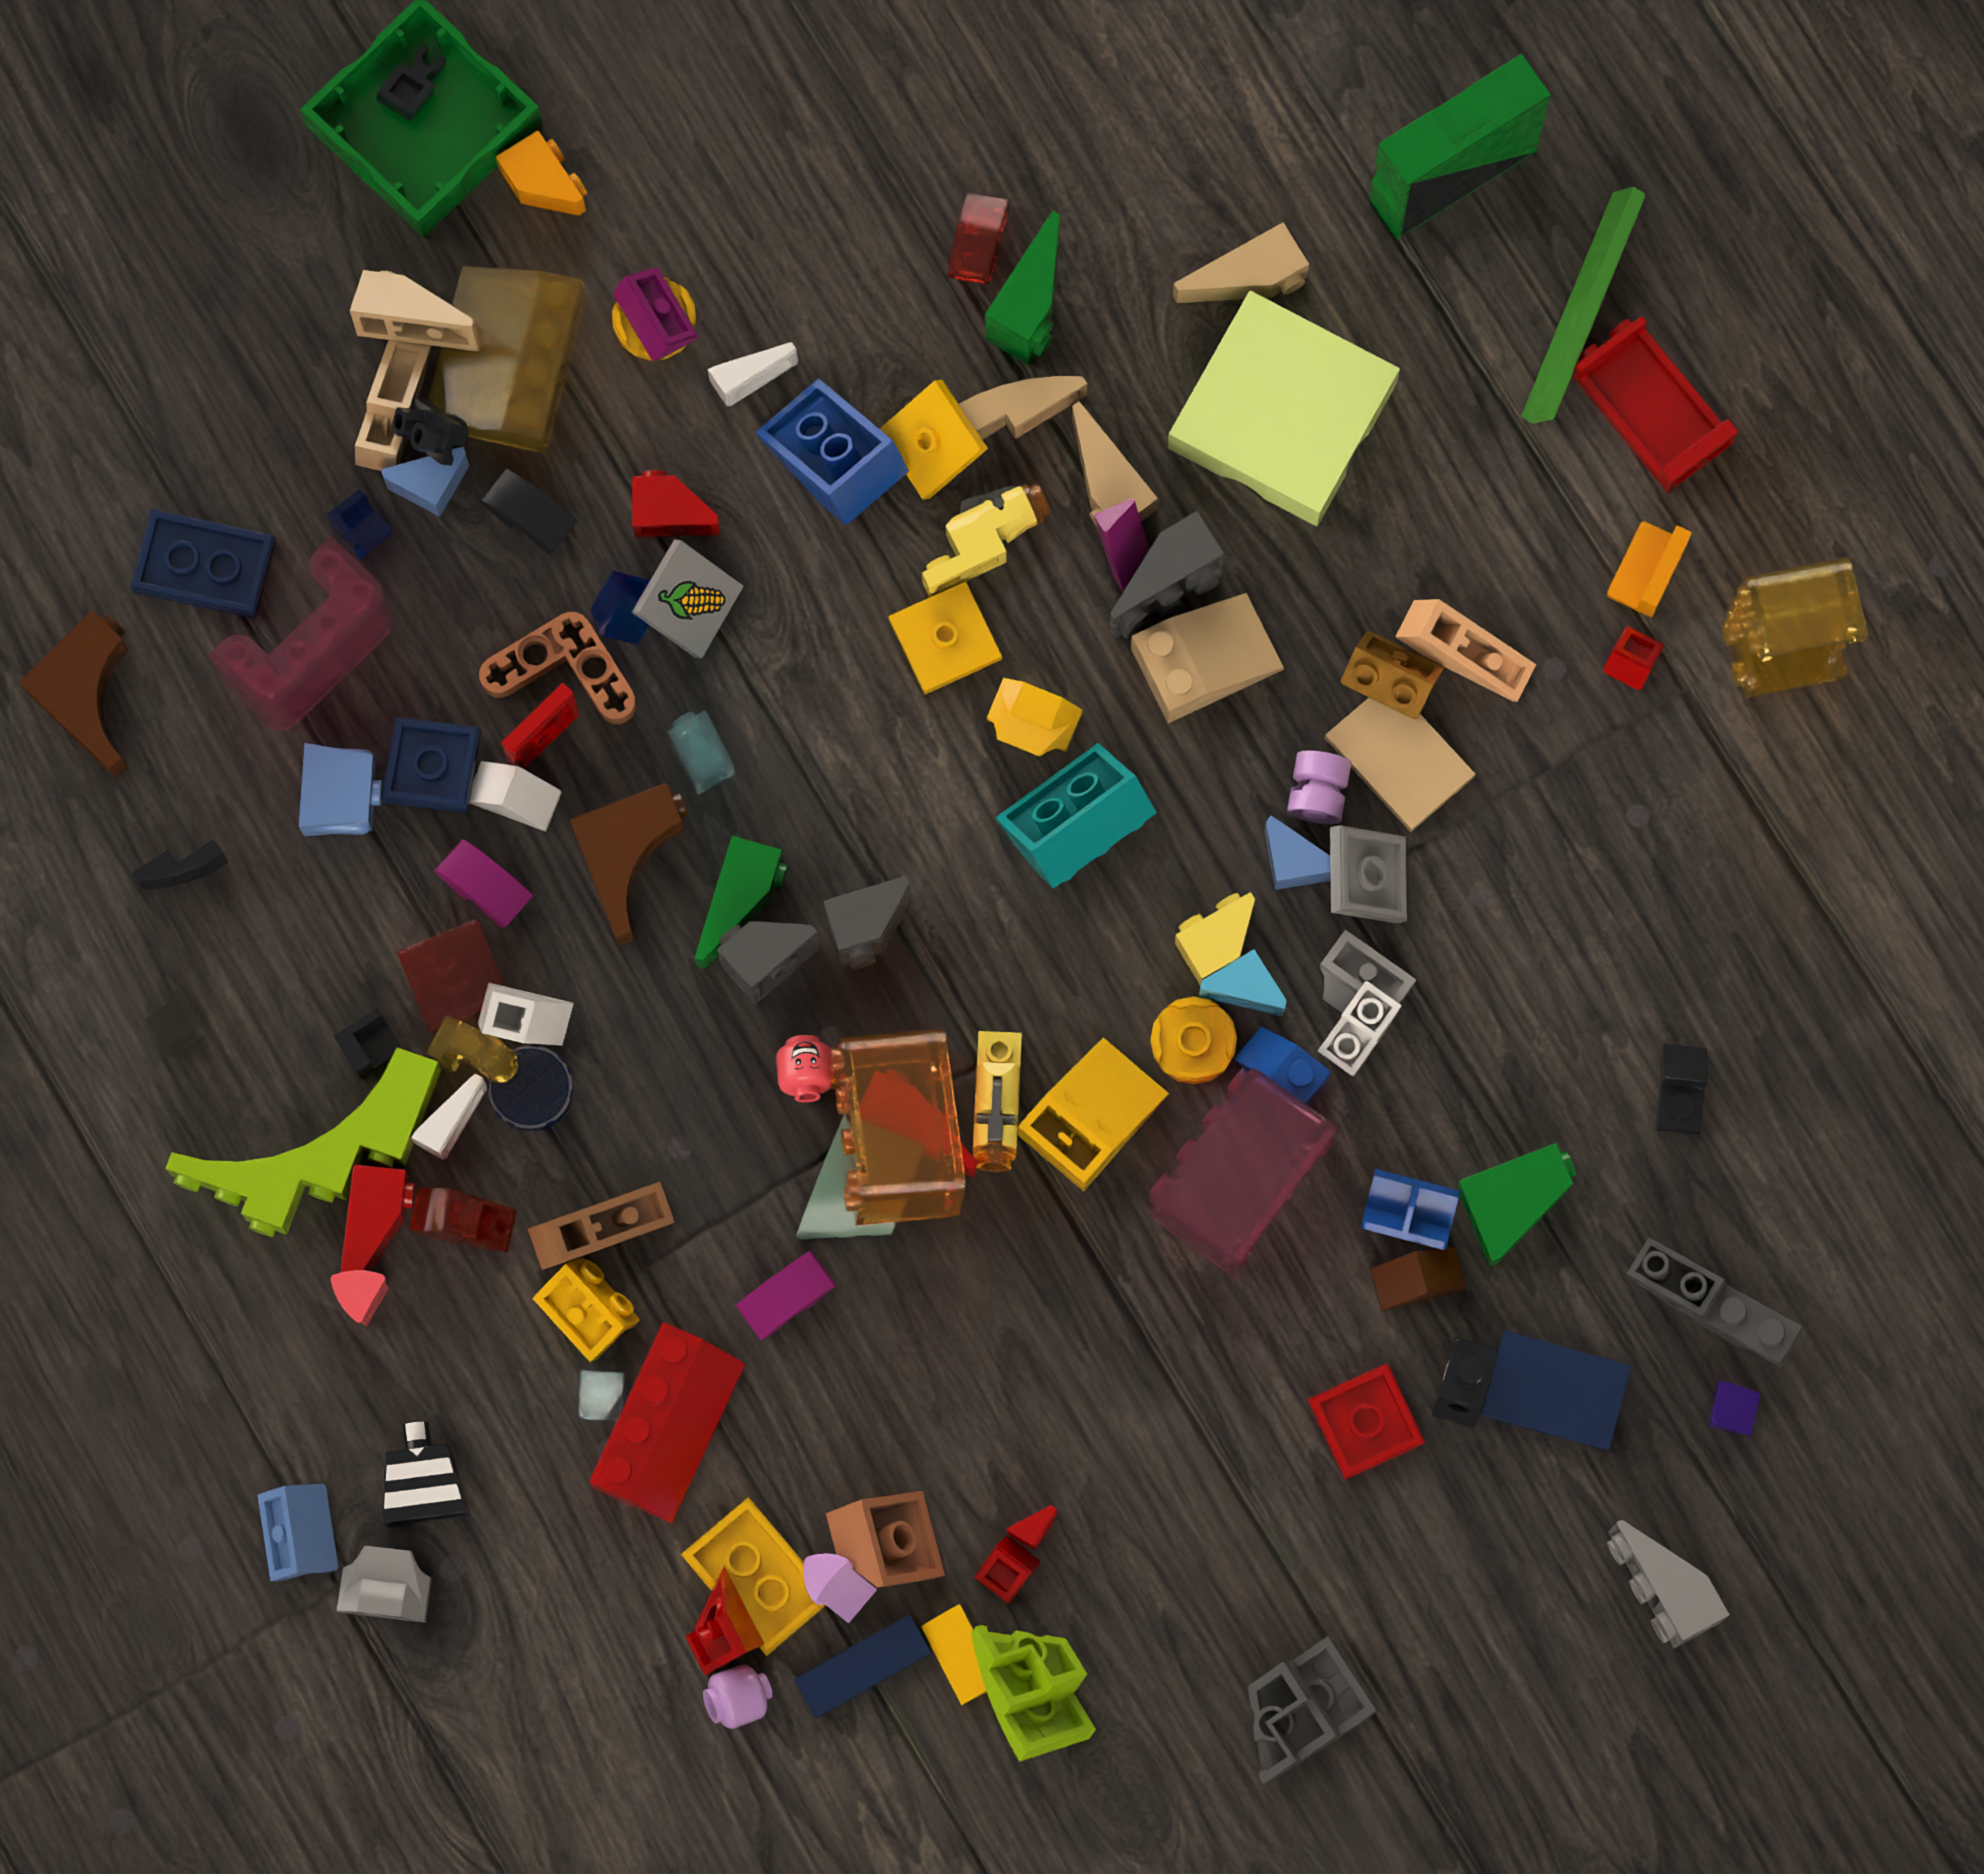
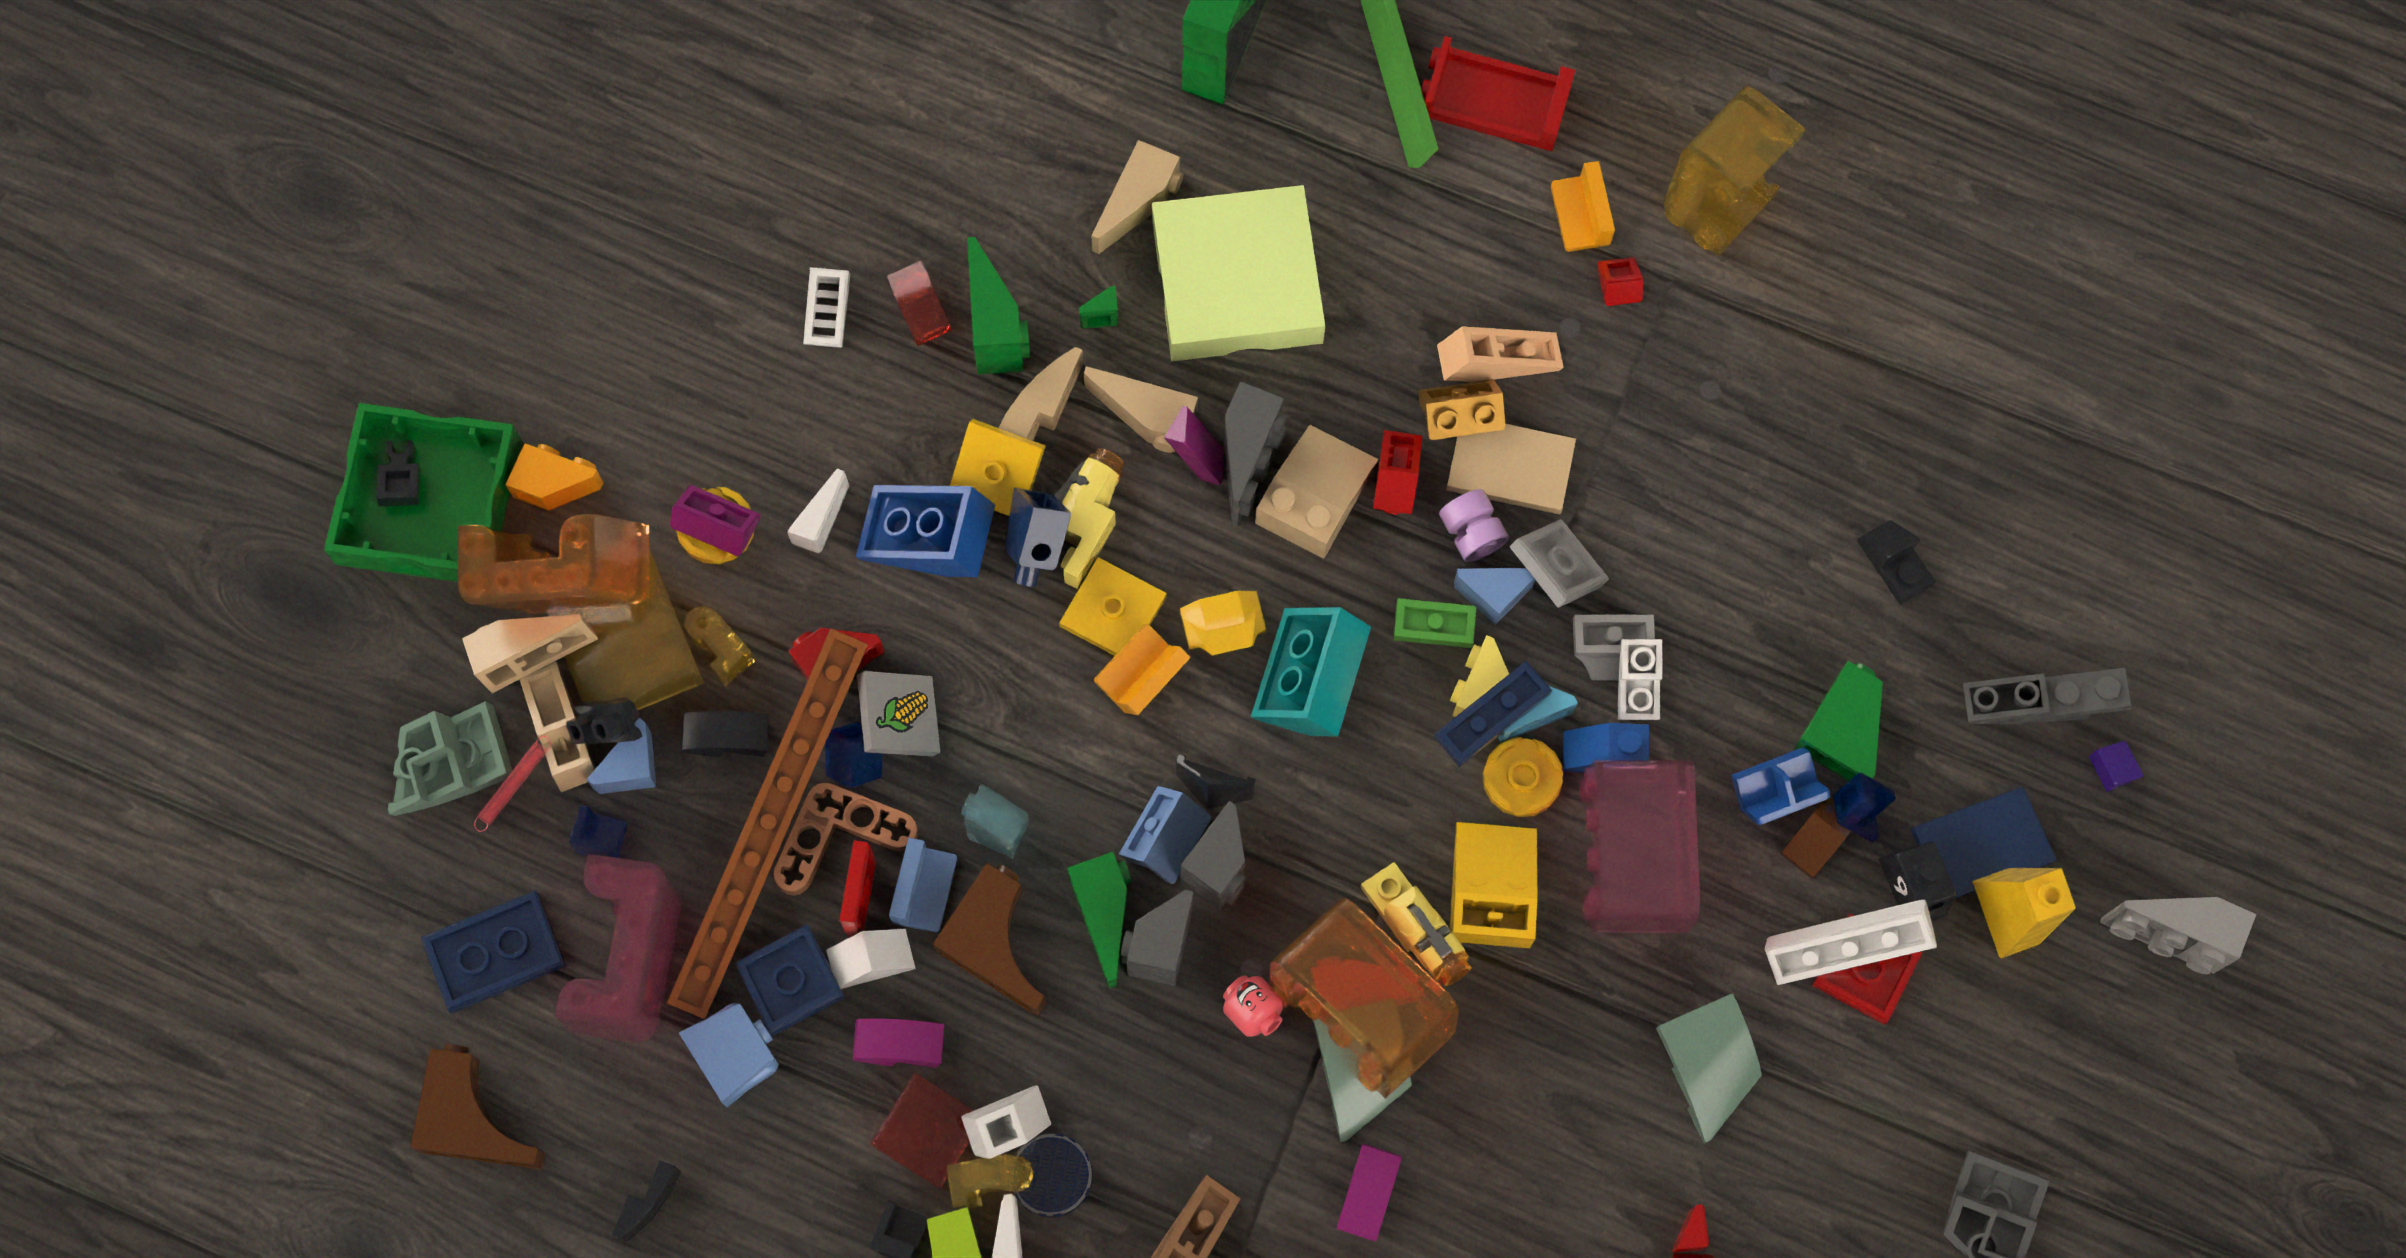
camera: 40 degrees left, 5 degrees down
(281, 368) = (448, 758): none -> sand green slope
(330, 431) = (511, 783): none -> coral piece
(507, 615) = (767, 824): none -> dark orange plate
(514, 283) = (598, 566): none -> clear orange windscreen
(583, 424) = (712, 633): none -> clear yellow leg
(601, 764) = (922, 887): none -> medium blue panel
(842, 865) = (1165, 833): none -> medium blue panel
(891, 164) = (826, 276): none -> white slope
(913, 856) = (1213, 786): none -> black slope
(922, 521) = (1035, 533): none -> dark blue torso
(926, 707) = (1140, 670): none -> light orange panel
(1135, 357) = (1100, 310): none -> green slope
(1162, 1399) = (1712, 1061): none -> sand green slope
(1200, 964) = (1492, 713): none -> dark blue tile
(1218, 849) = (1434, 623): none -> bright green plate
(1288, 690) = (1397, 472): none -> red arch
(1361, 1384) = (1851, 942): none -> white slope
(1468, 1276) = (1860, 803): none -> clear blue panel
(1529, 1462) = (2023, 906): none -> yellow slope

